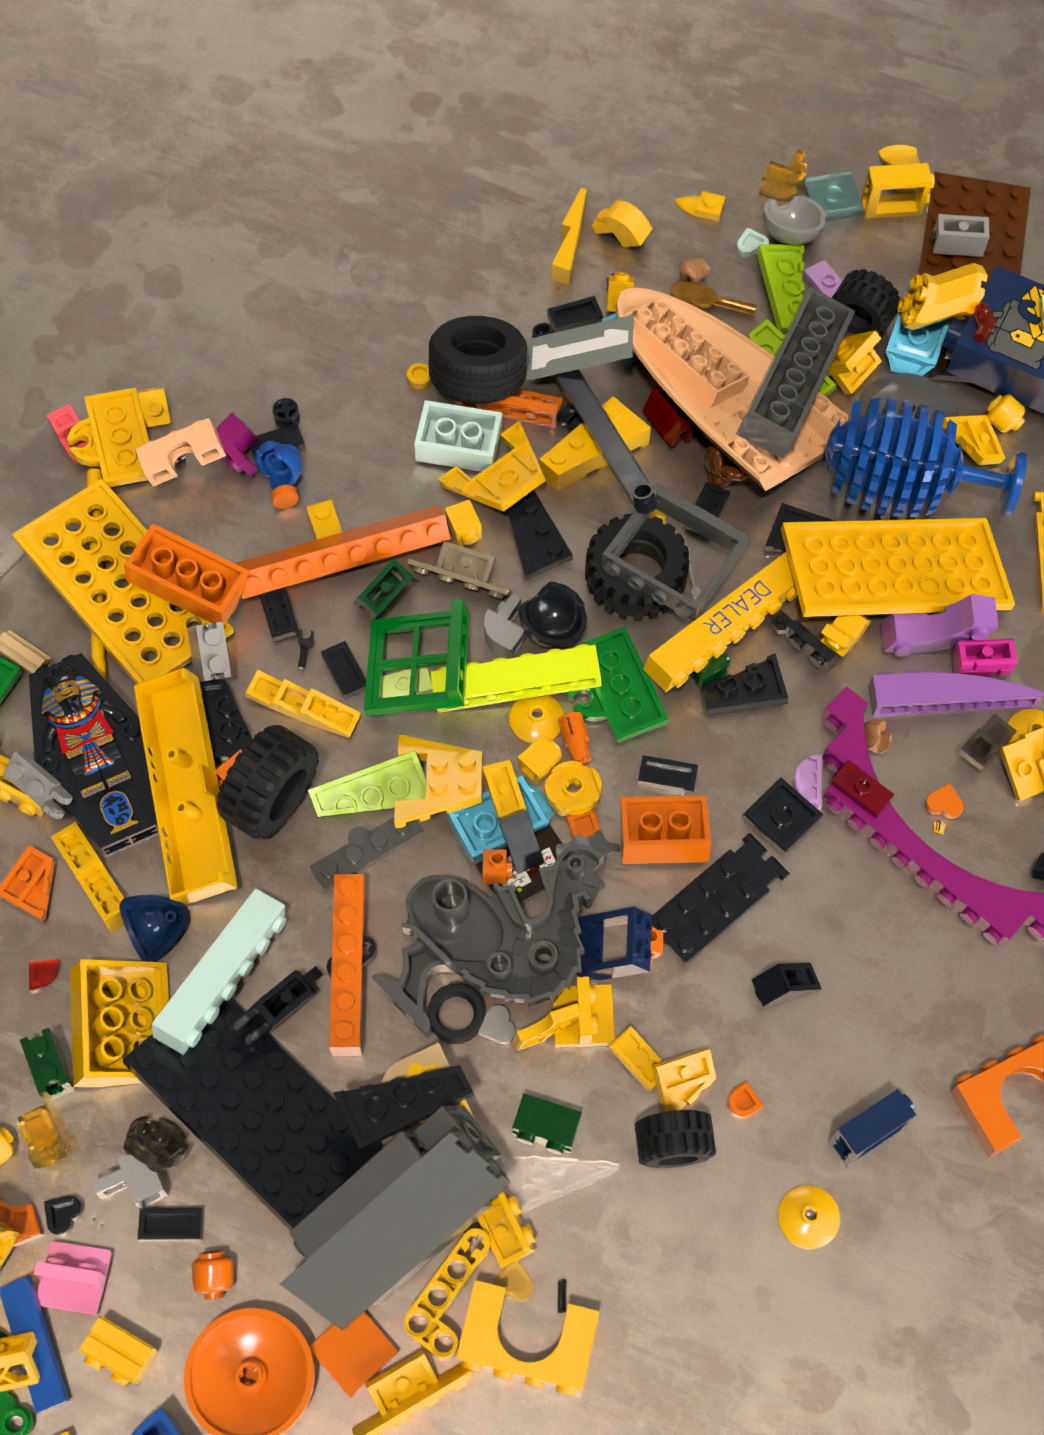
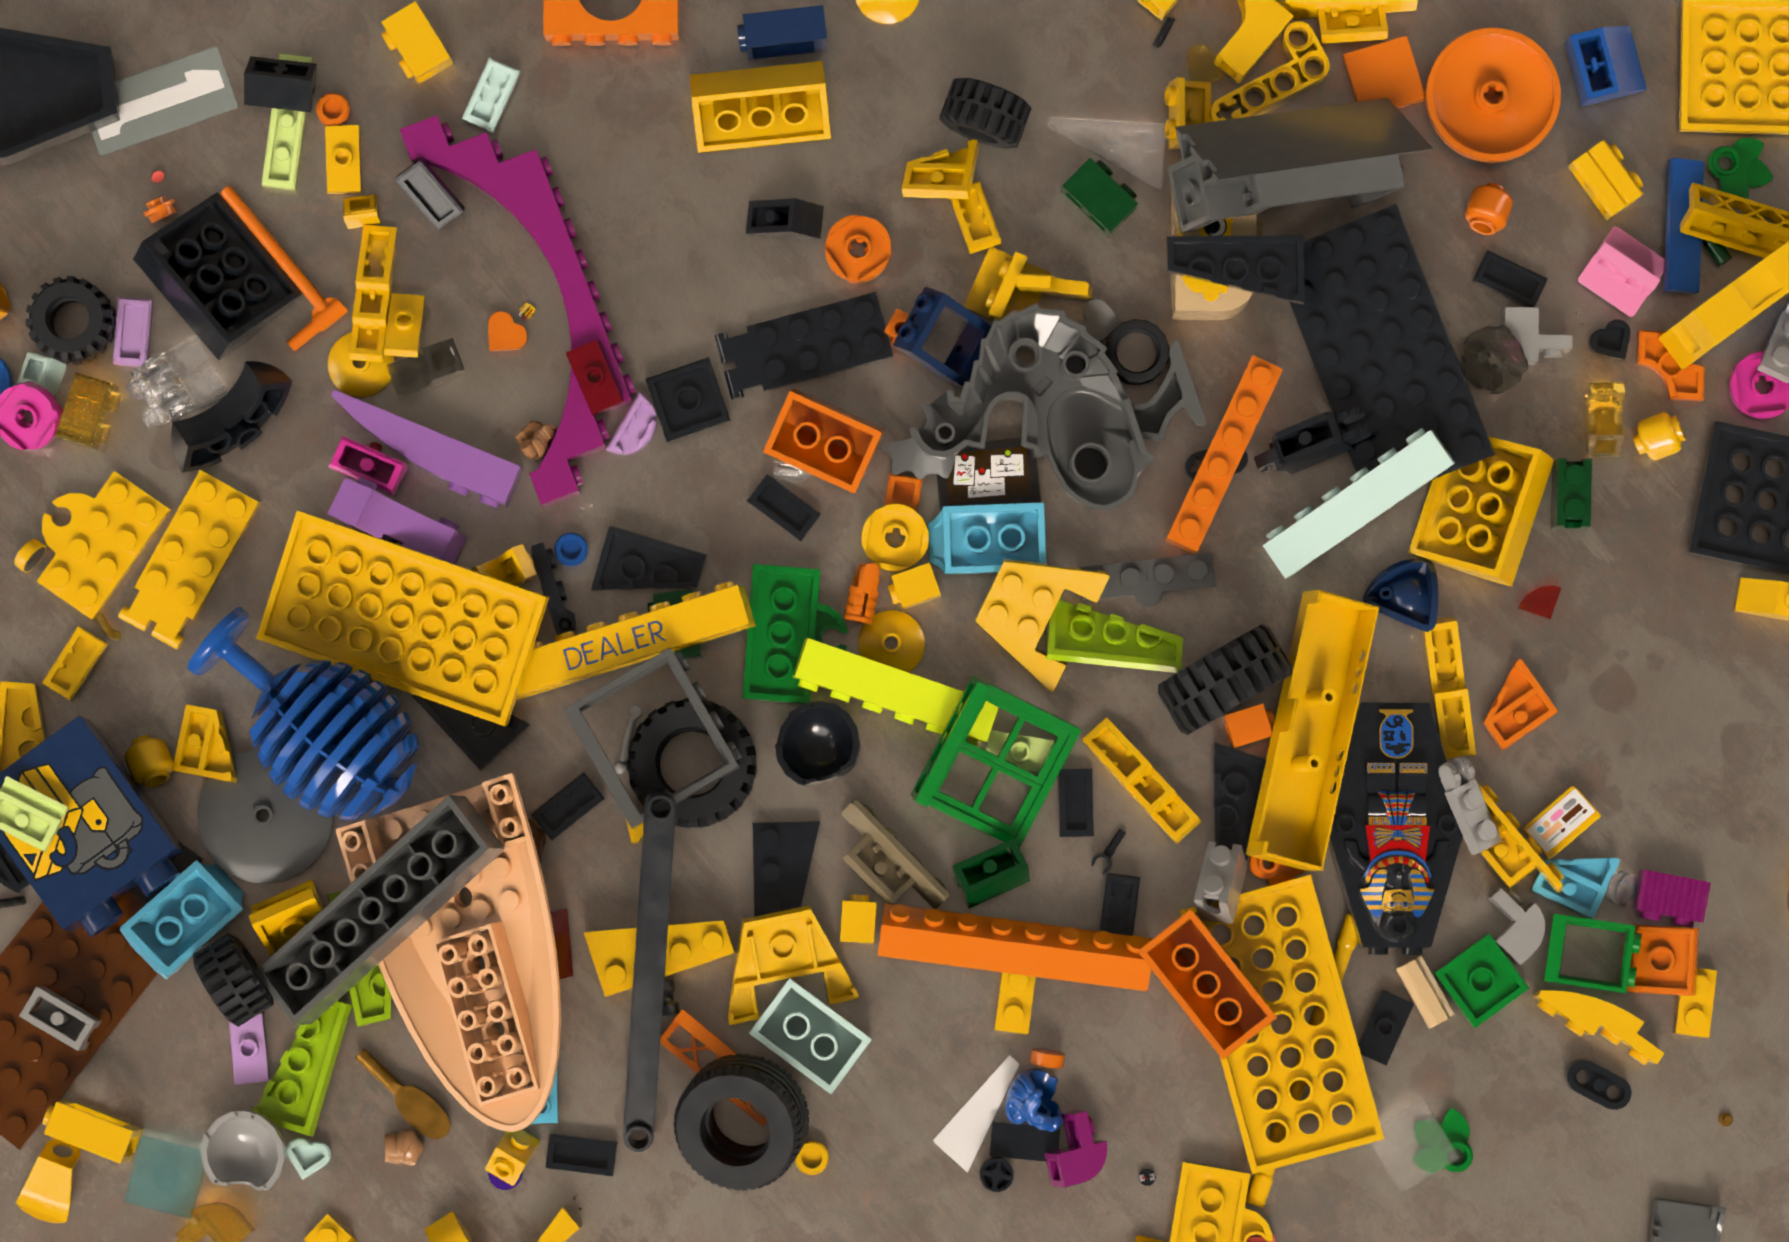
camera: 155 degrees left, 20 degrees up
(46, 620) = (1384, 1027): none -> black plate
(160, 455) = (1117, 1161): light nougat arch -> none
(319, 441) = (968, 1128): none -> white sticker
(496, 866) = (1023, 480): orange plate -> none
(500, 632) = (885, 761): light grey brick -> none
(503, 788) = (975, 558): yellow plate -> none
(520, 840) = (984, 495): black tile -> none
(580, 347) = (614, 1073): light grey sticker -> none
(733, 983) = (856, 268): none -> orange plate
(743, 1102) = (891, 127): orange tile -> none
(805, 676) = (571, 549): none -> blue tile
(857, 1064) = (760, 106): none -> yellow slope
(942, 296) = (153, 919): yellow brick -> none
(985, 321) = (128, 853): clear red arm -> none

